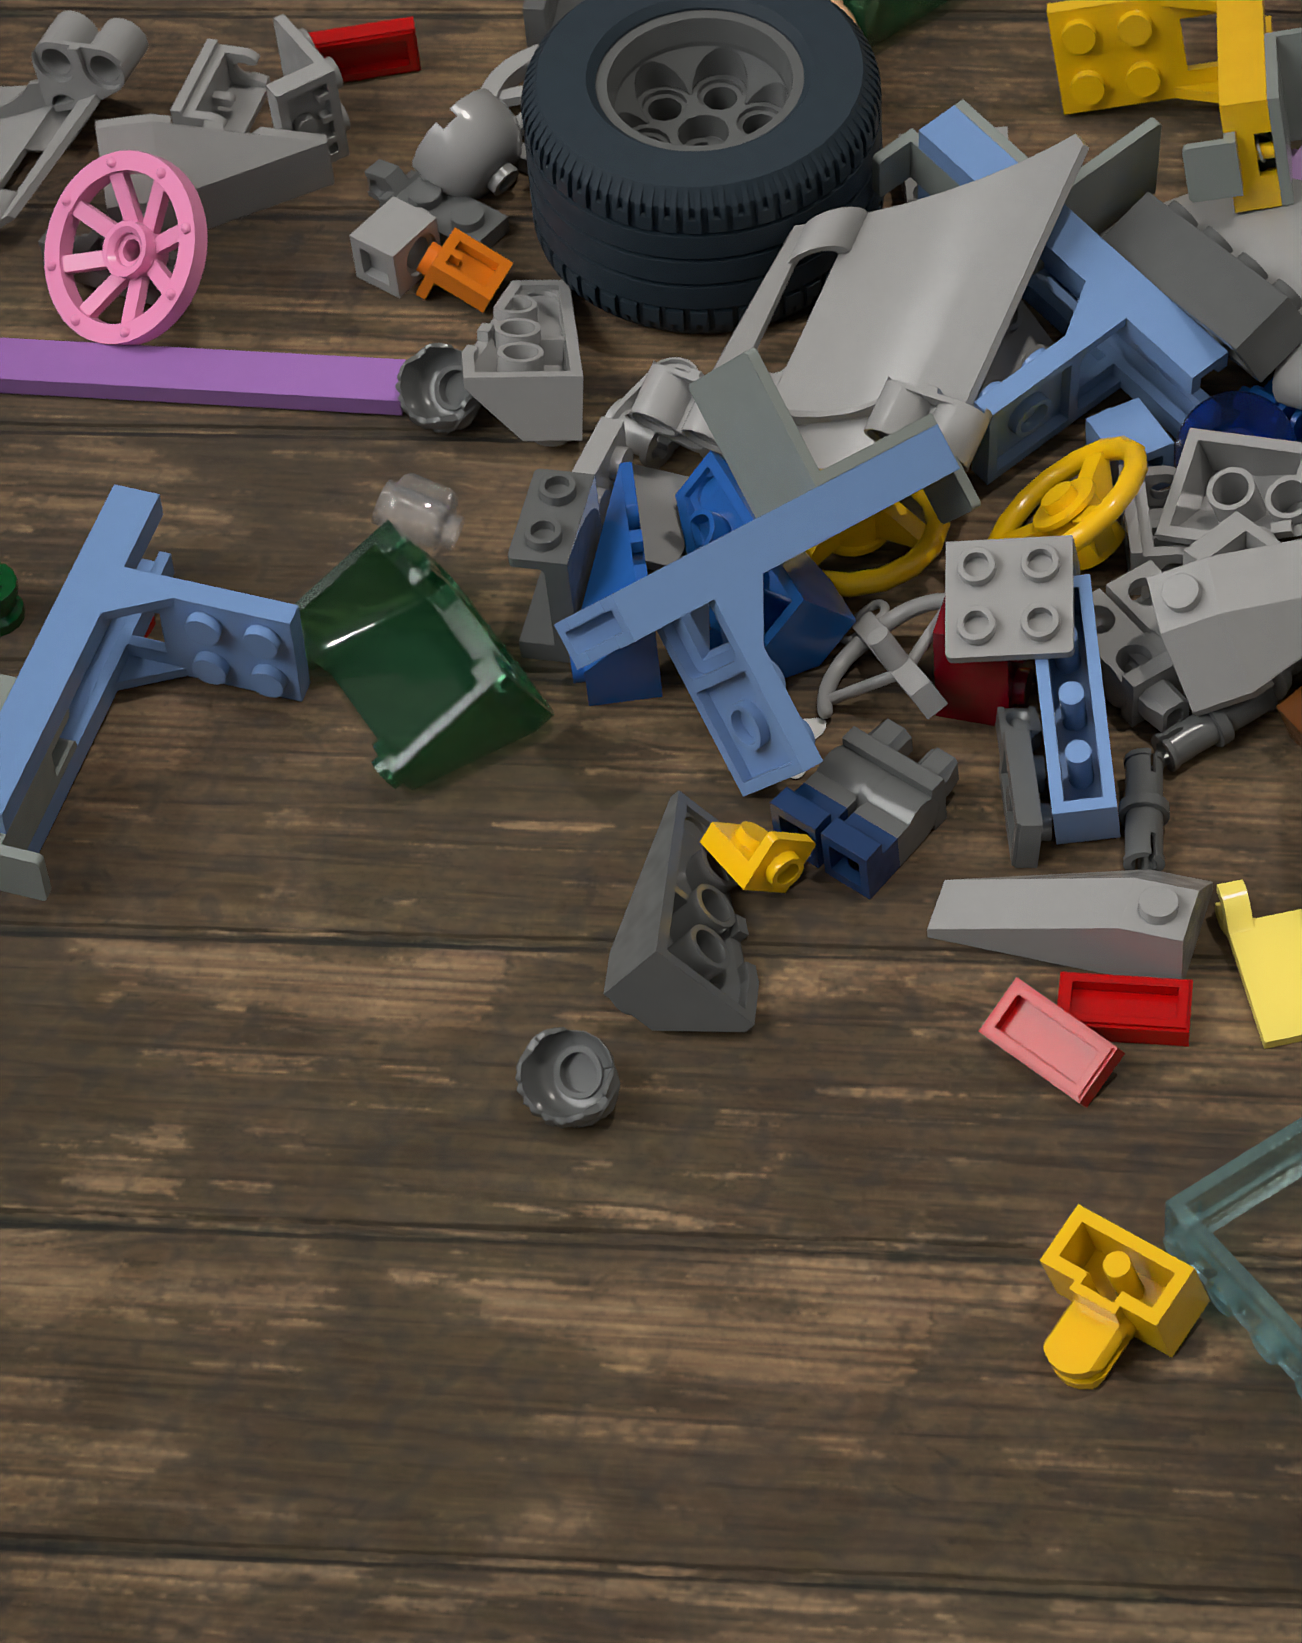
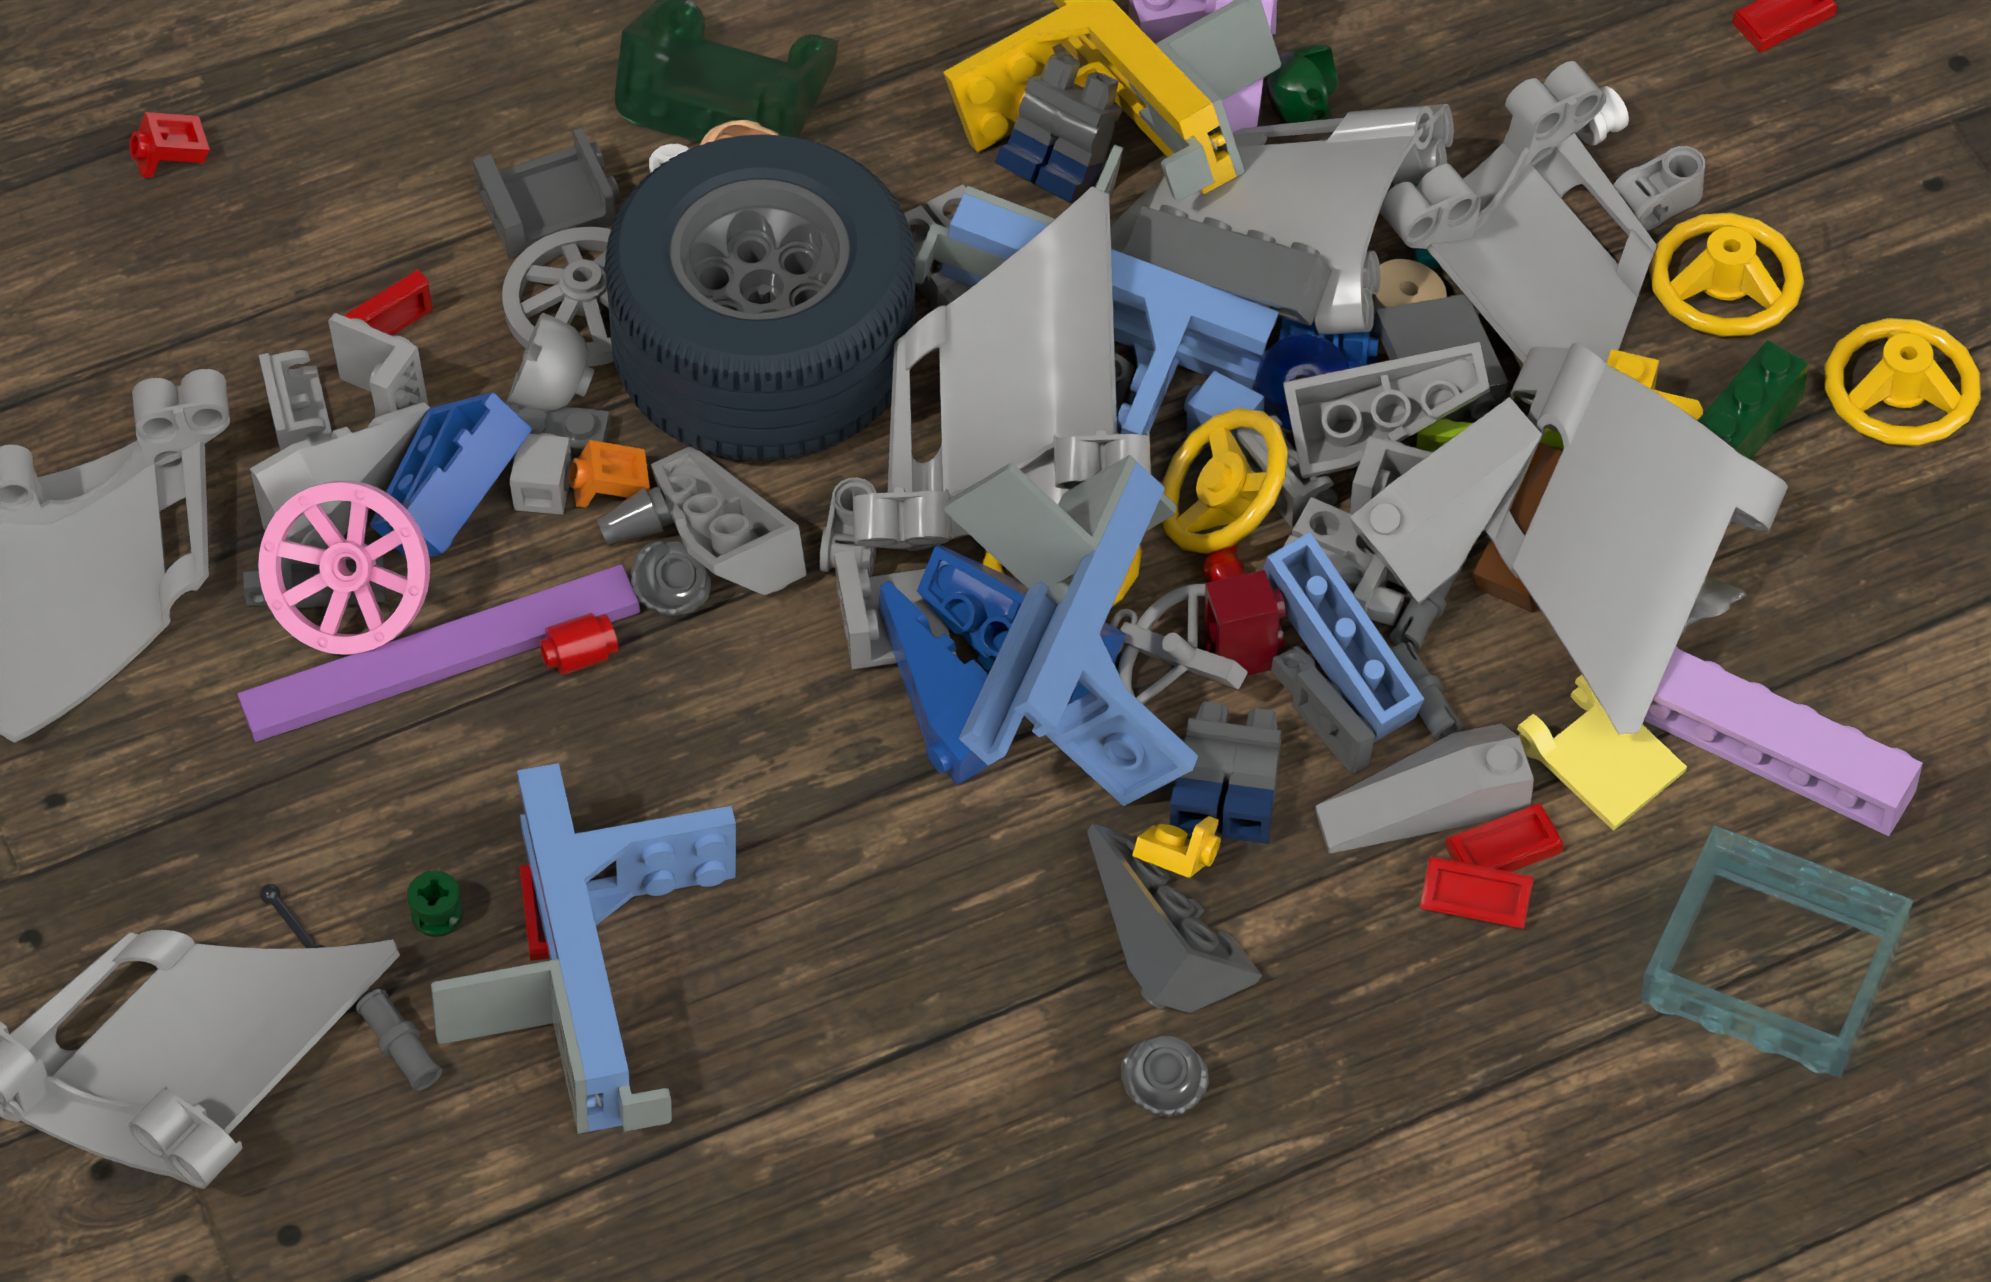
camera: 35 degrees left, 5 degrees up
(296, 208) = (453, 465): none -> wedge
(310, 415) = (578, 643): none -> red brick
(416, 661) = (821, 811): clear green windscreen -> none
(421, 511) = (728, 691): clear head -> none
(452, 321) = (636, 517): none -> dark grey cone
(560, 538) = (888, 689): dark grey panel -> none
(1010, 599) = (1263, 575): light grey bracket -> none
(1115, 1292) = (1650, 1051): yellow brick -> none
(1150, 83) = (1062, 129): none -> dark grey hips

